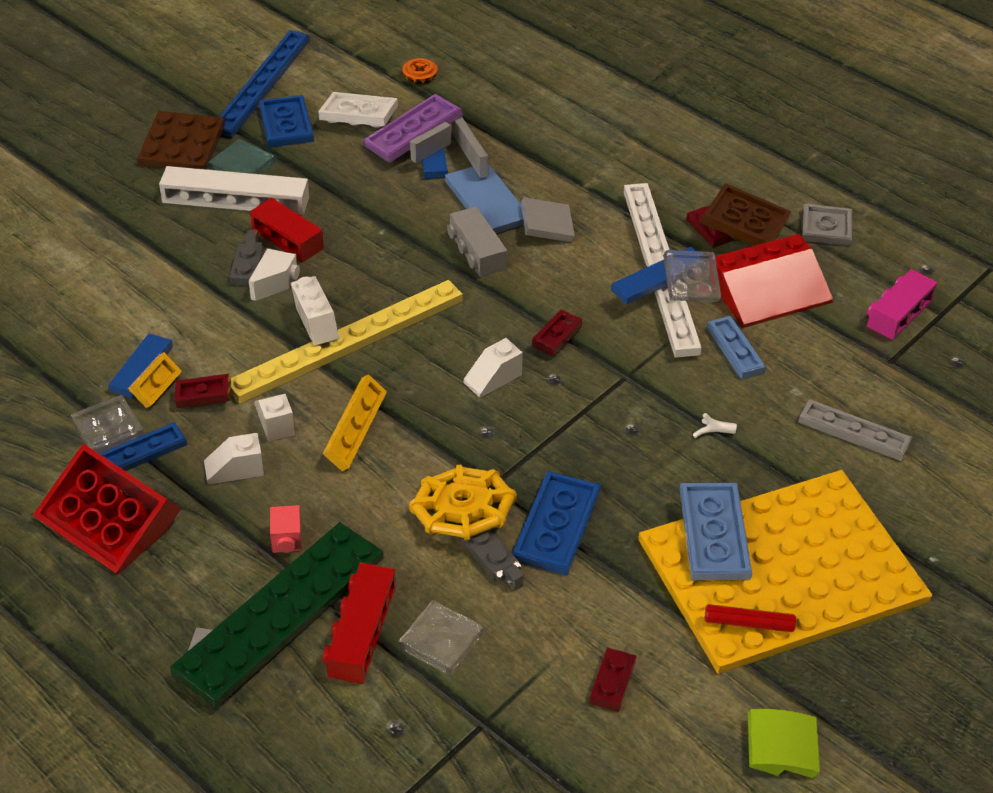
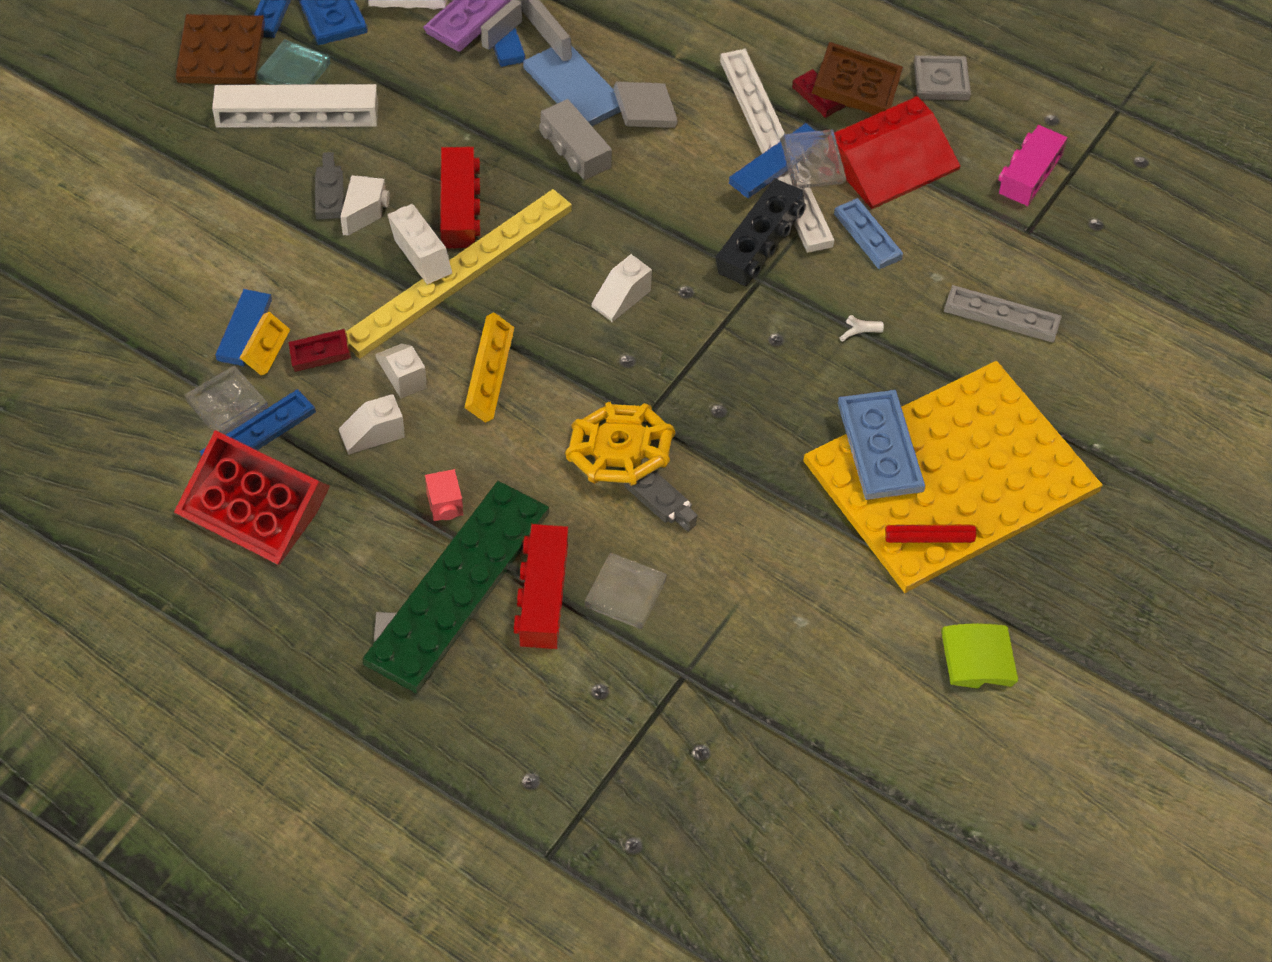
camera: 10 degrees left, 10 degrees up
(287, 229) = (365, 148): red brick -> none
(360, 277) = (458, 197): none -> red brick
(556, 523) = (718, 452): blue tile -> none
(557, 332) = (680, 238): dark red plate -> none
(612, 679) = (804, 612): dark red plate -> none
(632, 333) = (760, 232): none -> black brick

